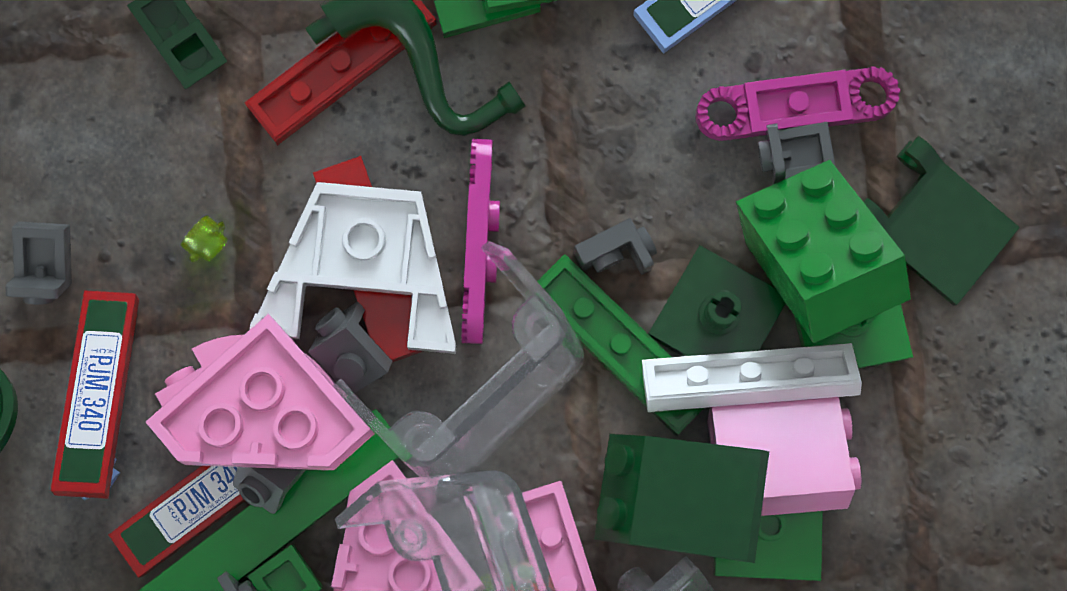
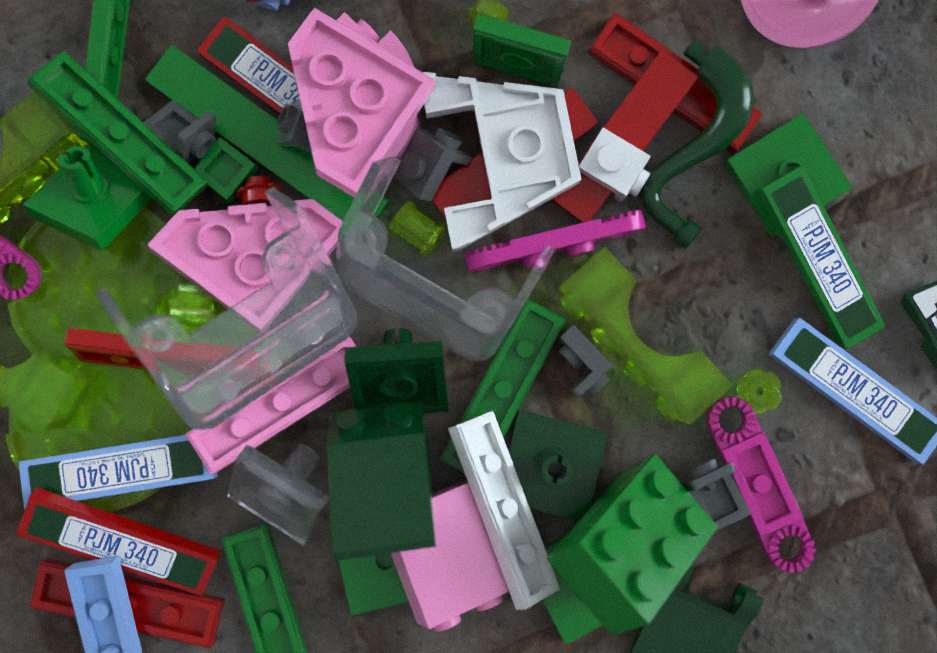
camera: 75 degrees right, 5 degrees up
(261, 215) = (519, 50): none -> green plate
(322, 550) = (255, 190): none -> red plate
(385, 130) = (635, 122): none -> red tile
(415, 151) = (615, 165): none -> white bracket
(418, 384) = (417, 229): none -> clear neon green bush
(549, 207) = (682, 383): none -> clear neon green arch
(572, 448) = (398, 373): none -> dark green tile
(686, 73) = (758, 378): none -> clear neon green plate

